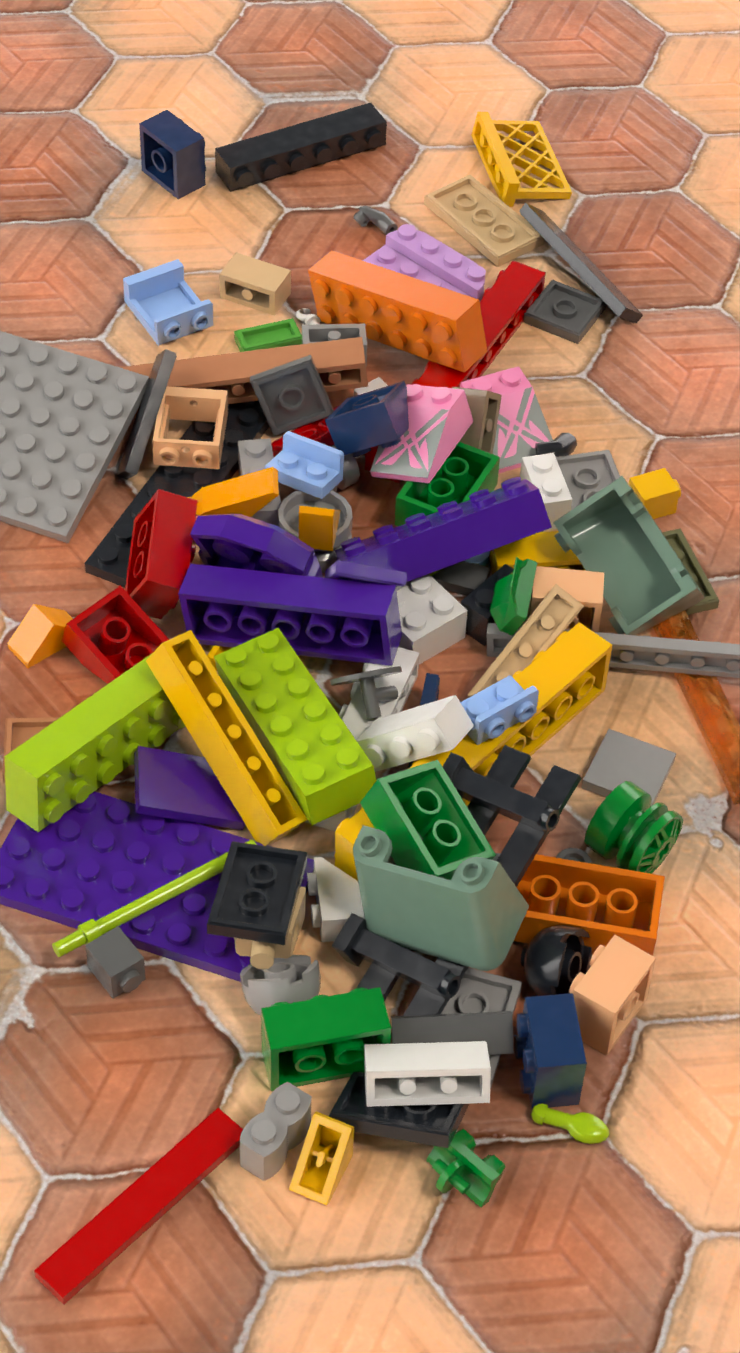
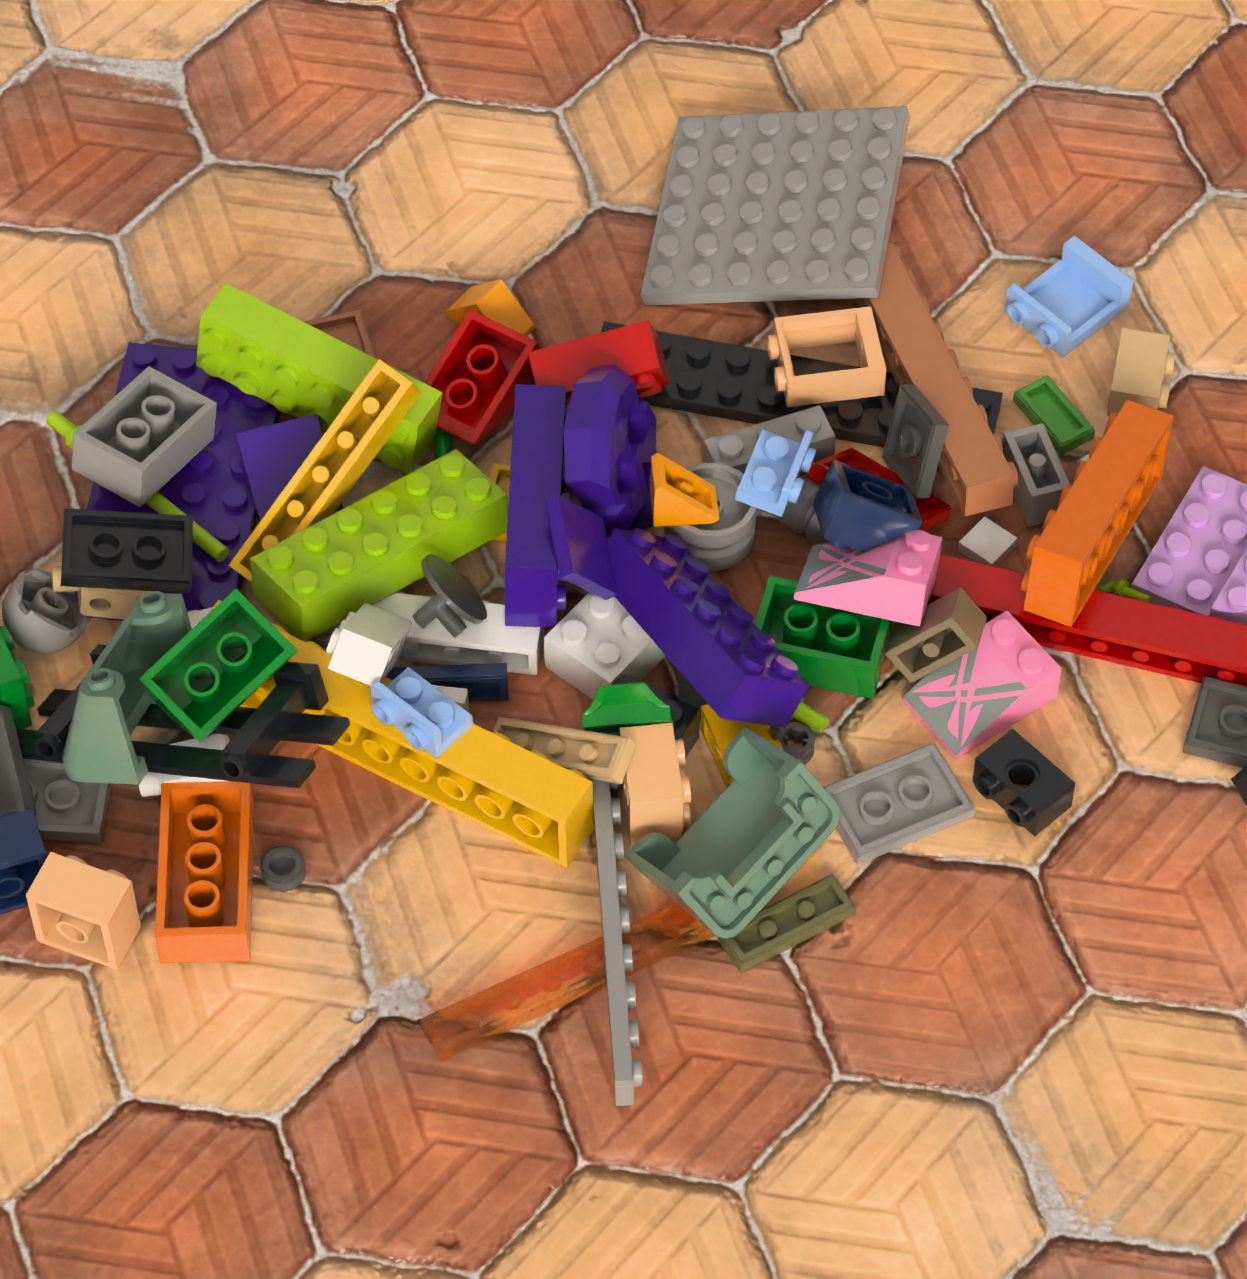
camera: 80 degrees right, 5 degrees up
(115, 962) = (51, 476): dark grey brick -> none
(128, 865) = (144, 436): none -> light grey brick
(146, 414) = (864, 295): tile -> none
(238, 495) = (702, 411): light orange slope -> none
(547, 476) = (861, 741): white brick -> none
(555, 959) = (126, 848): black cylinder -> none
(561, 446) = (953, 750): black arm -> none
(596, 417) = (1016, 761): none -> black brick
(628, 759) = (438, 905): light grey tile -> none
(633, 830) = (318, 902): green wheel -> none
(657, 492) = (900, 865): yellow brick -> none

